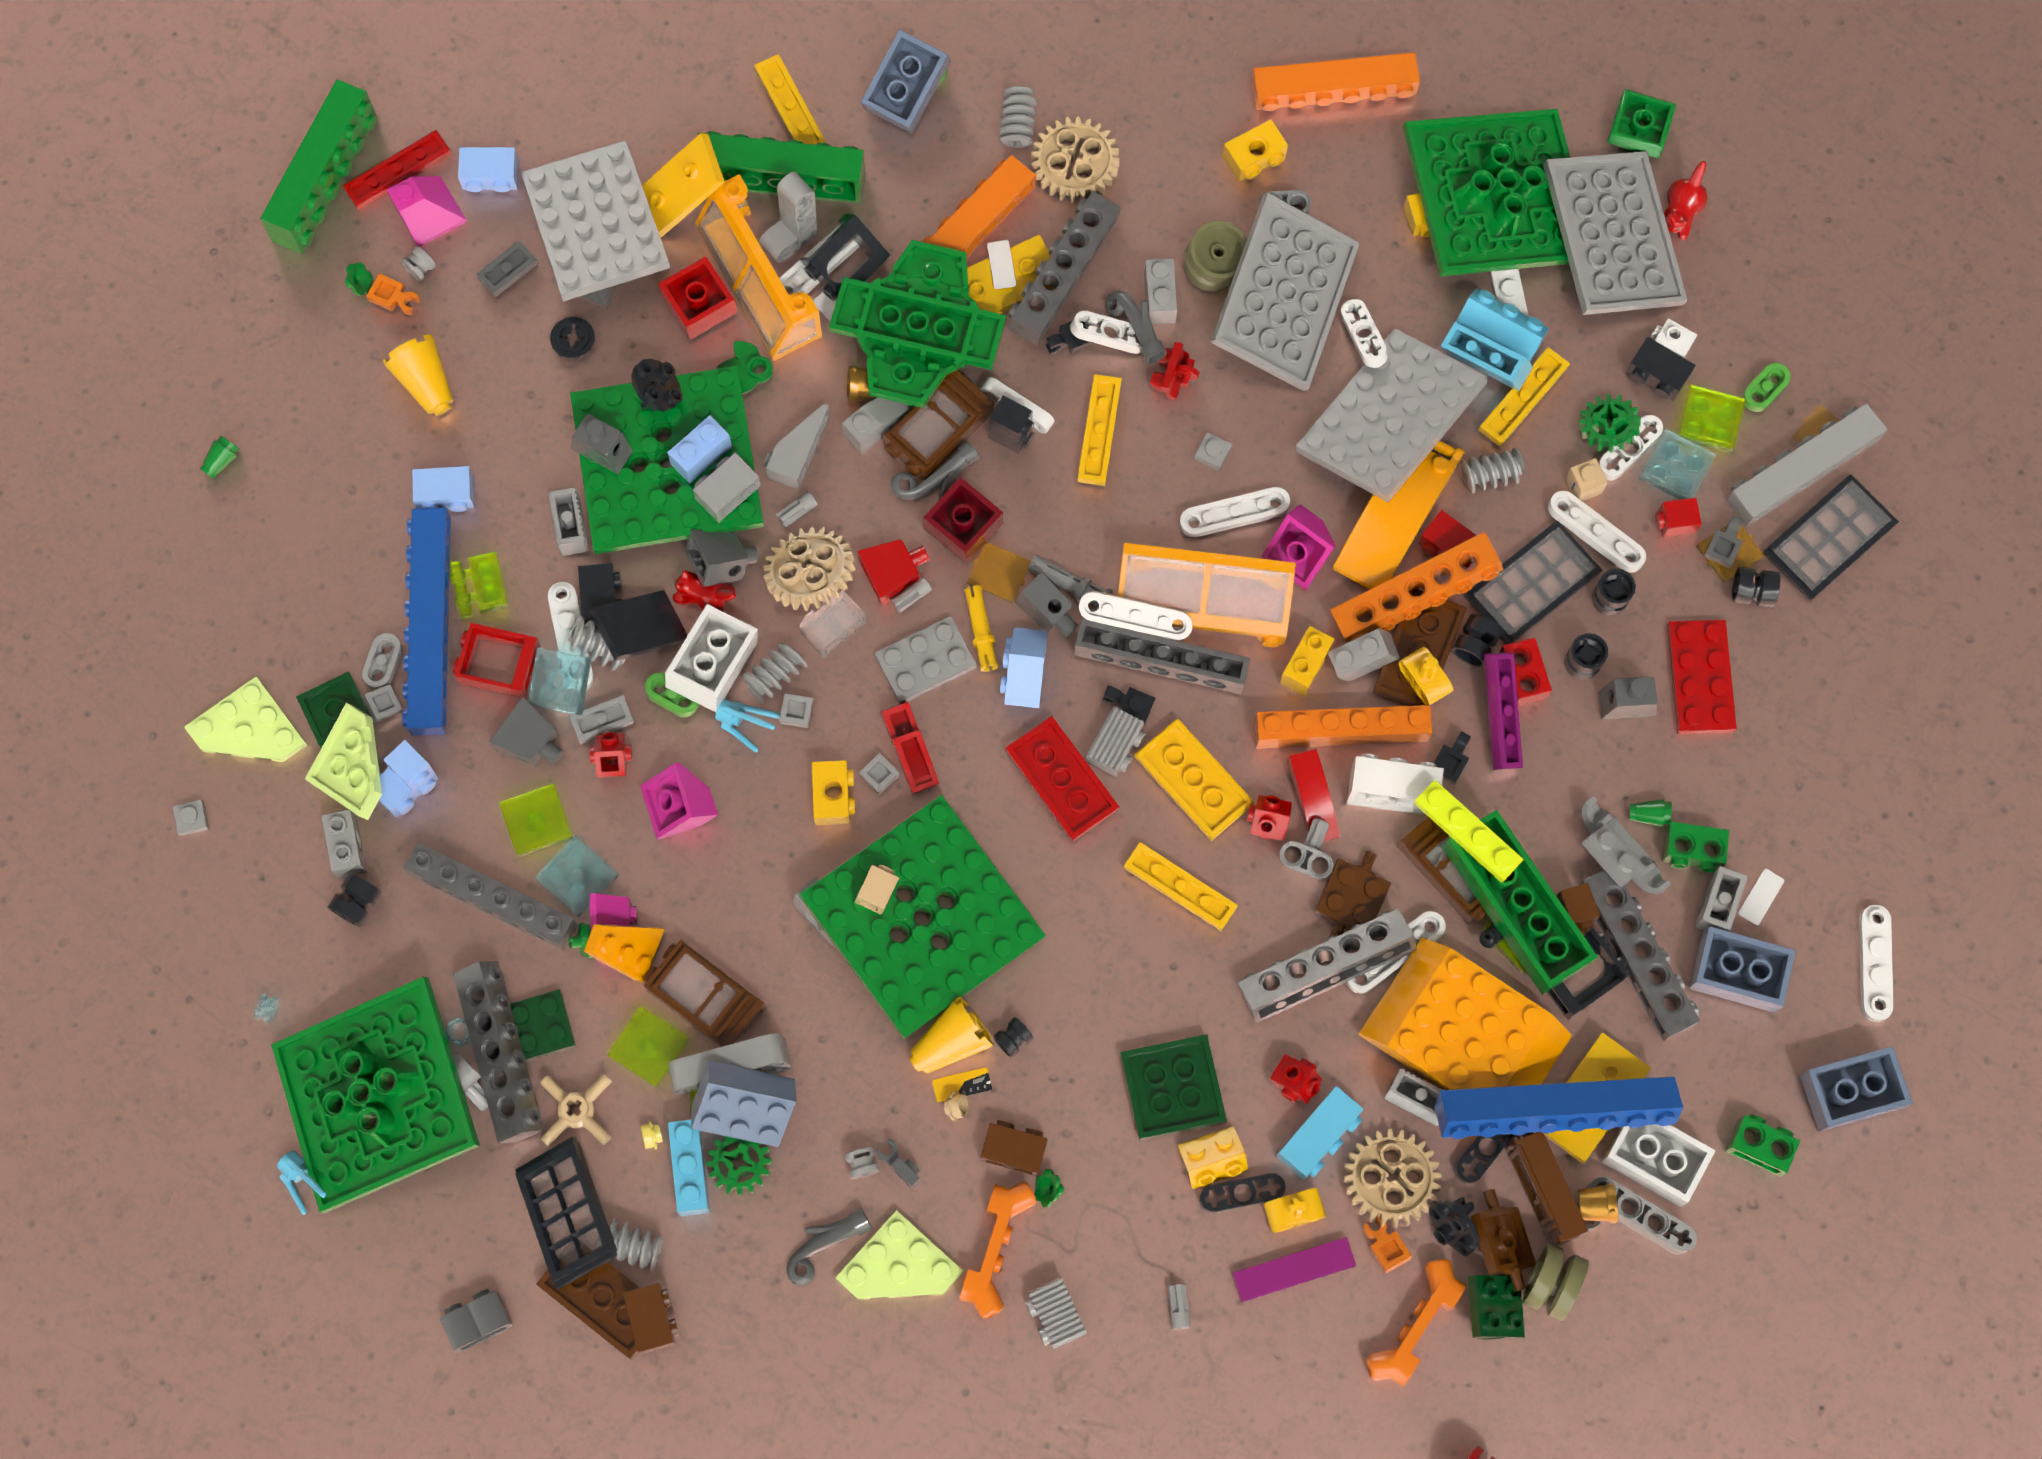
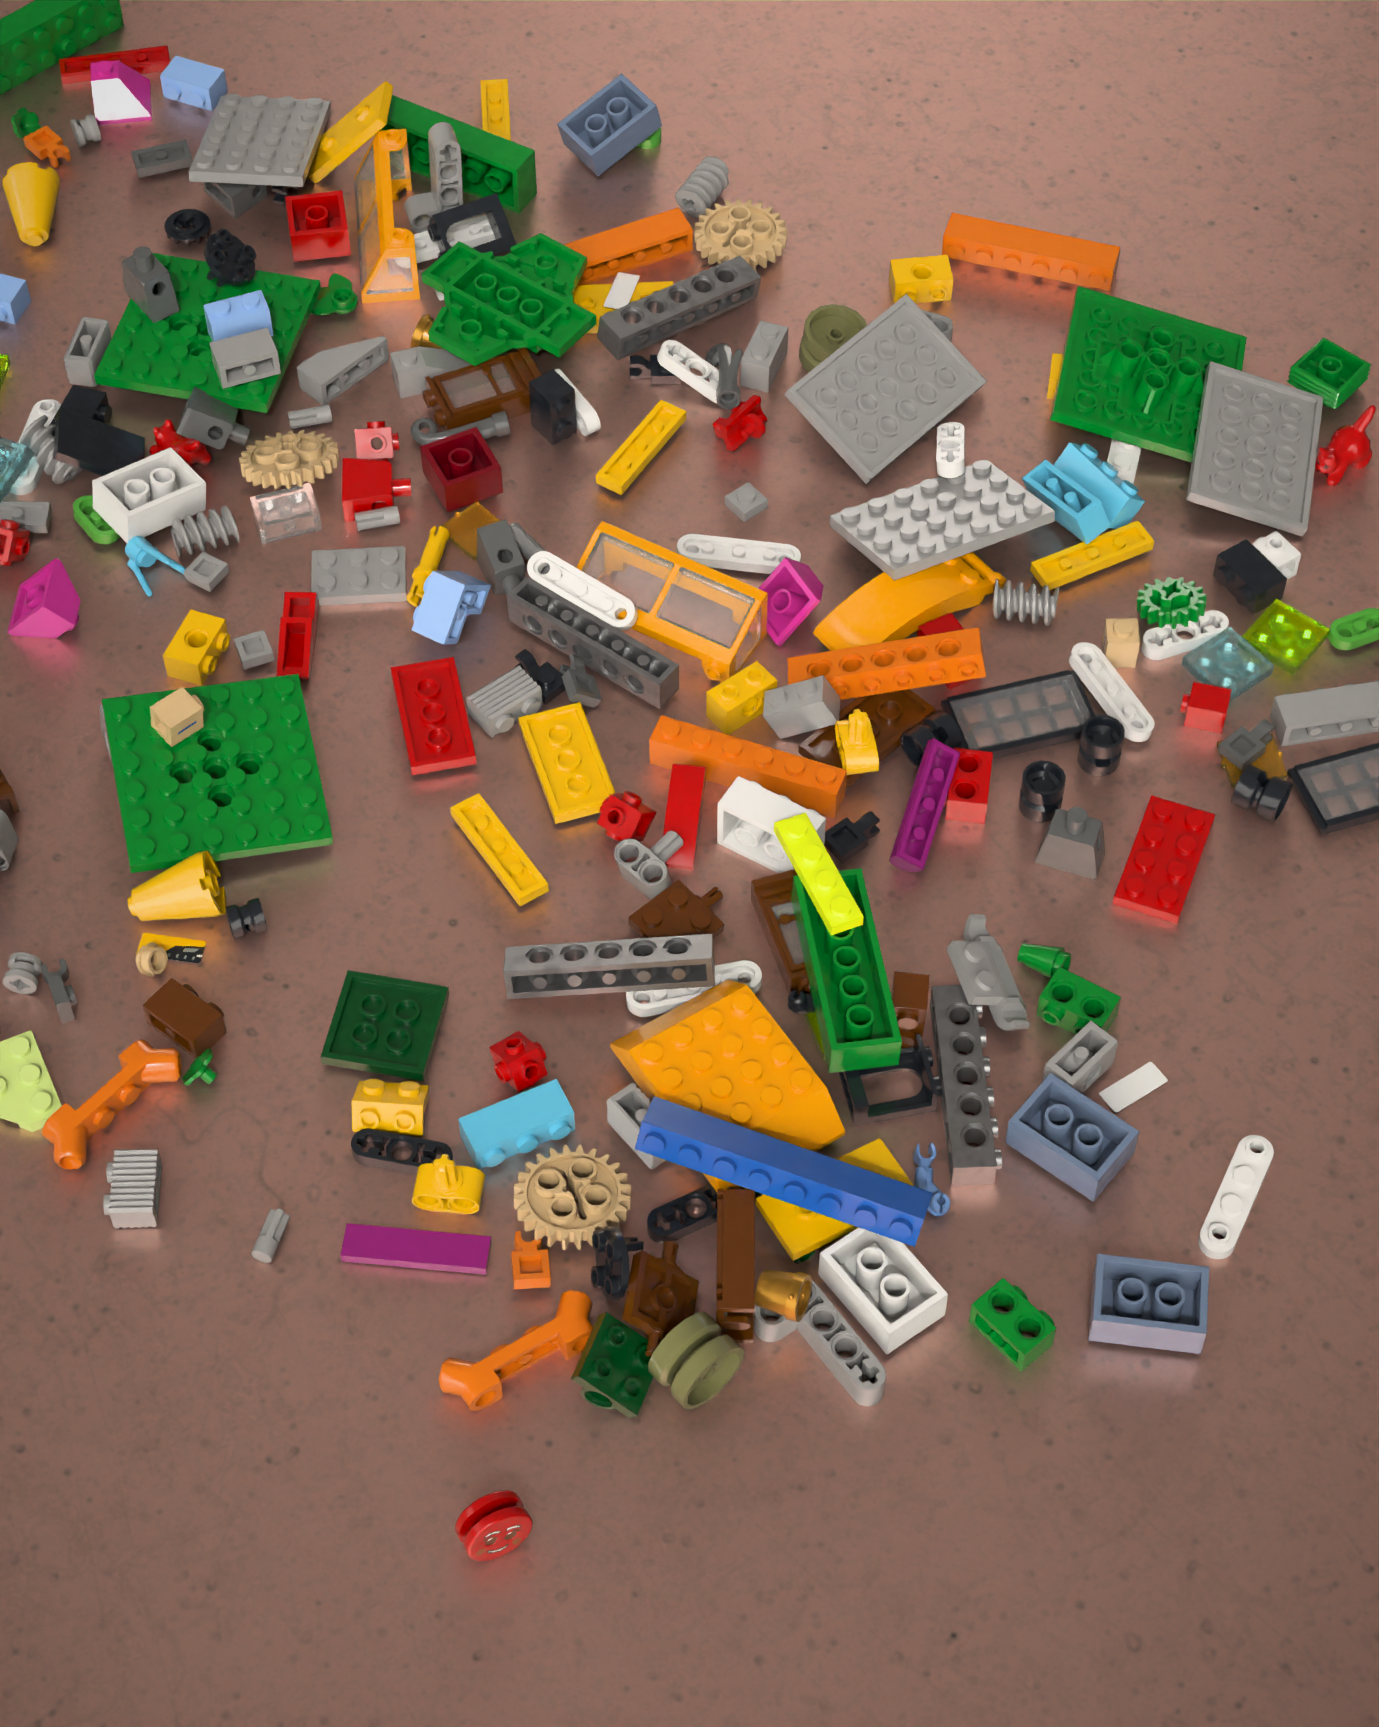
camera: 25 degrees right, 20 degrees down
(874, 520) = (364, 440): none -> brick
(1167, 699) = (578, 684): none -> dark grey plate
(1657, 1061) = (923, 1179): none -> medium blue arm

